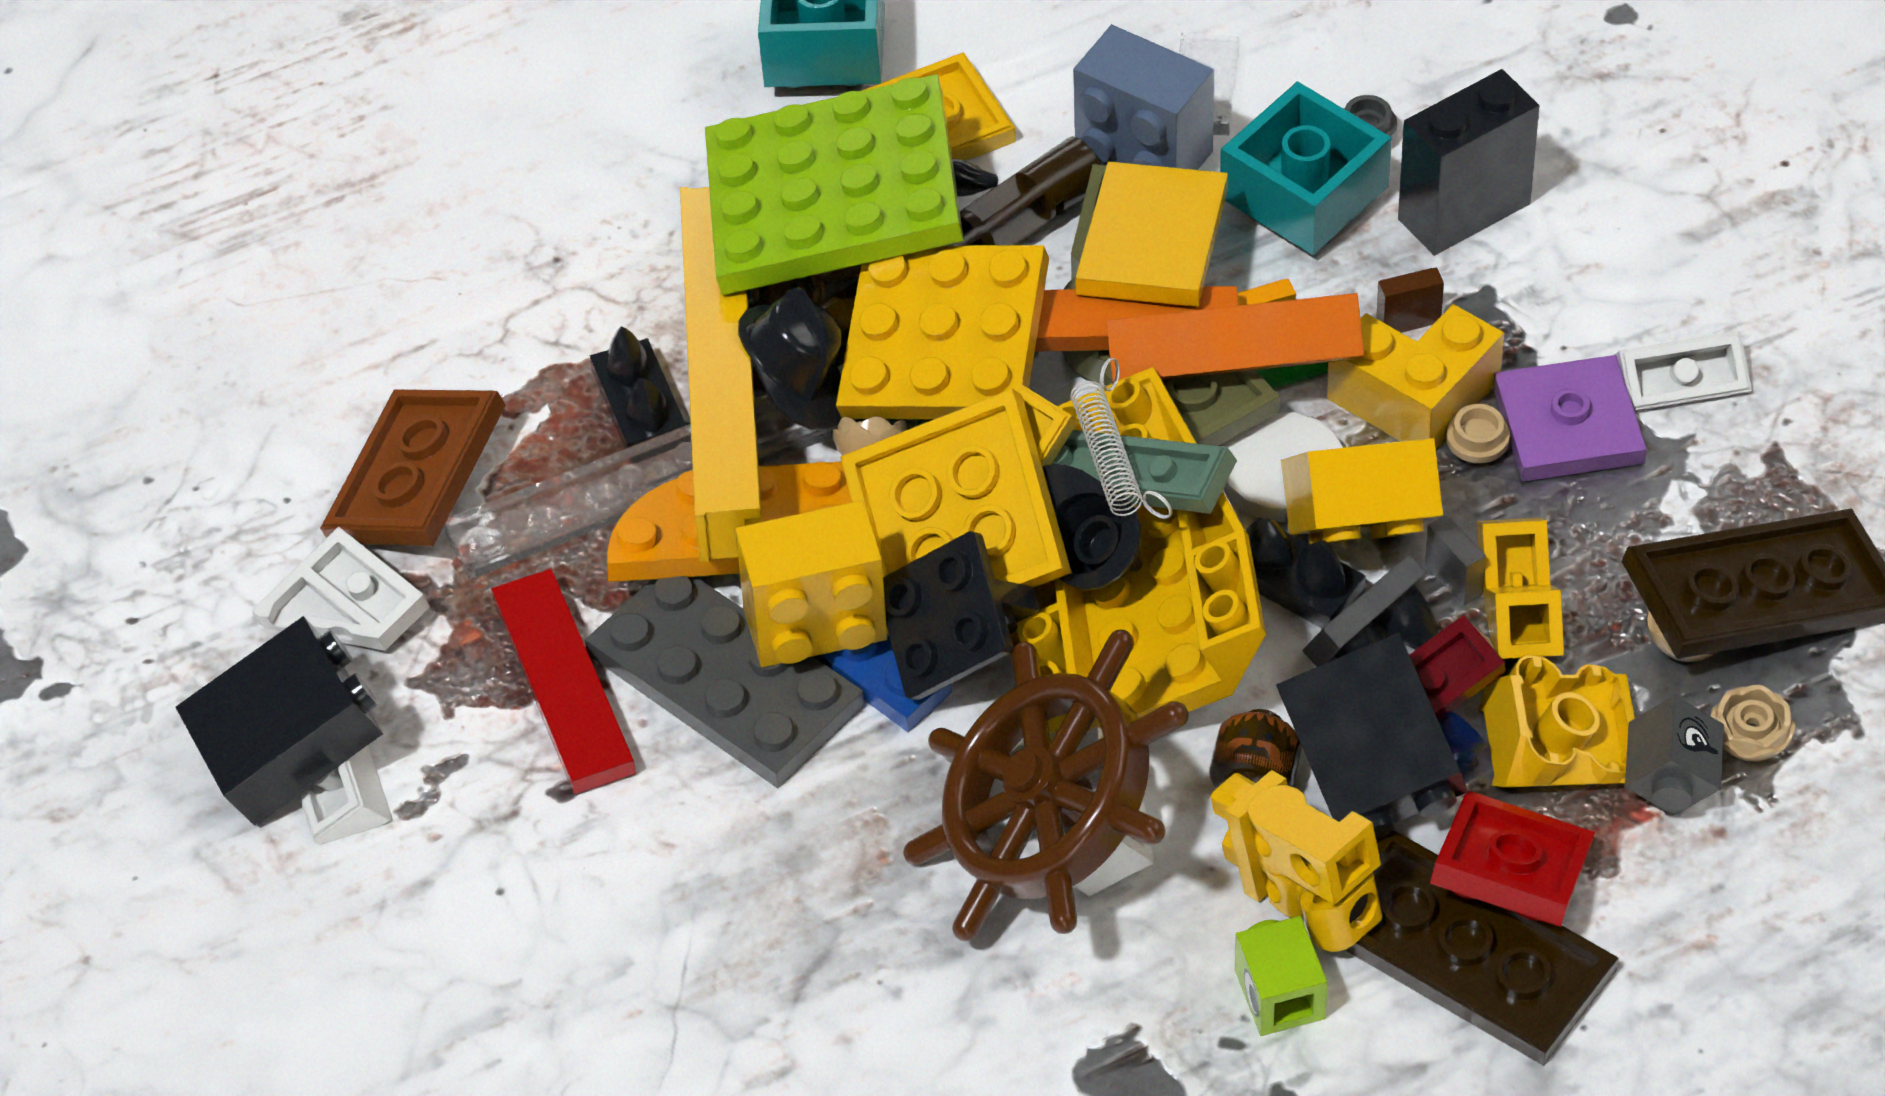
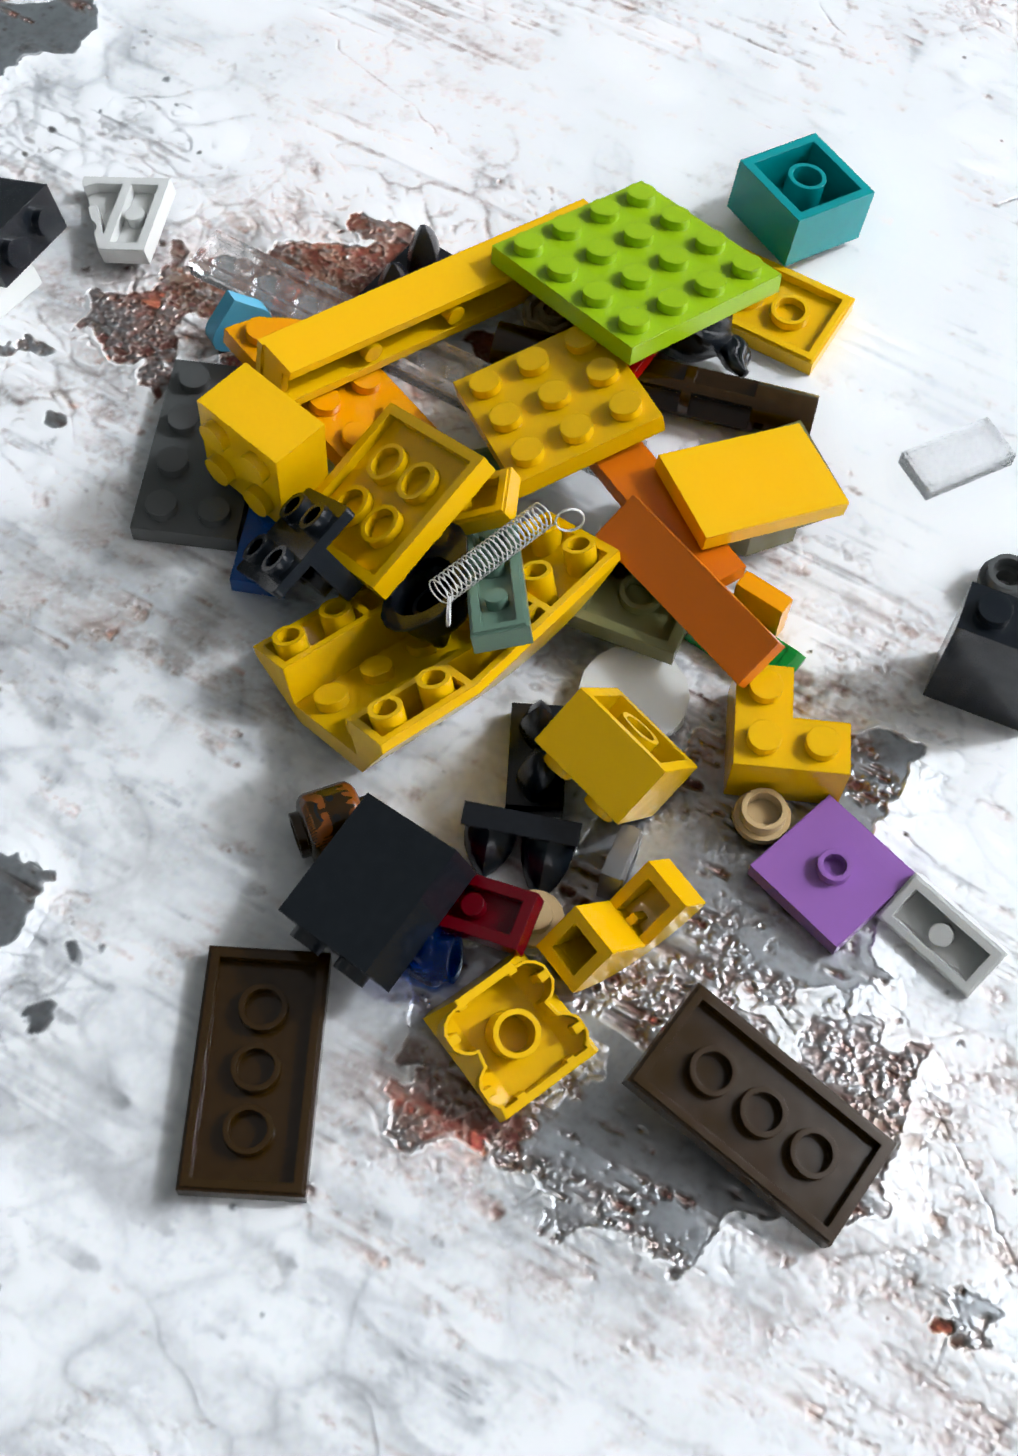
camera: 50 degrees right, 10 degrees up
(414, 466) = (255, 193): dark orange tile -> none
(563, 681) = (135, 370): red tile -> none
(579, 564) = (230, 311): none -> medium azure tile
(795, 357) = (467, 334): black piece -> none
(856, 435) = (454, 421): tan plate -> none
(1075, 791) = (178, 700): reddish brown brick -> none
(1143, 103) = (876, 423): sand blue brick -> none
(1280, 975) = (135, 947): lime brick -> none
(1300, 857) = (229, 899): yellow hips -> none
(1306, 167) = (914, 555): teal brick -> none
(1410, 300) = (850, 697): reddish brown tile -> none
(1512, 858) = (341, 1061): red plate -> none
(1674, 755) = (523, 1135): dark grey brick -> none
(1759, 707) = (618, 1160): tan plate -> none

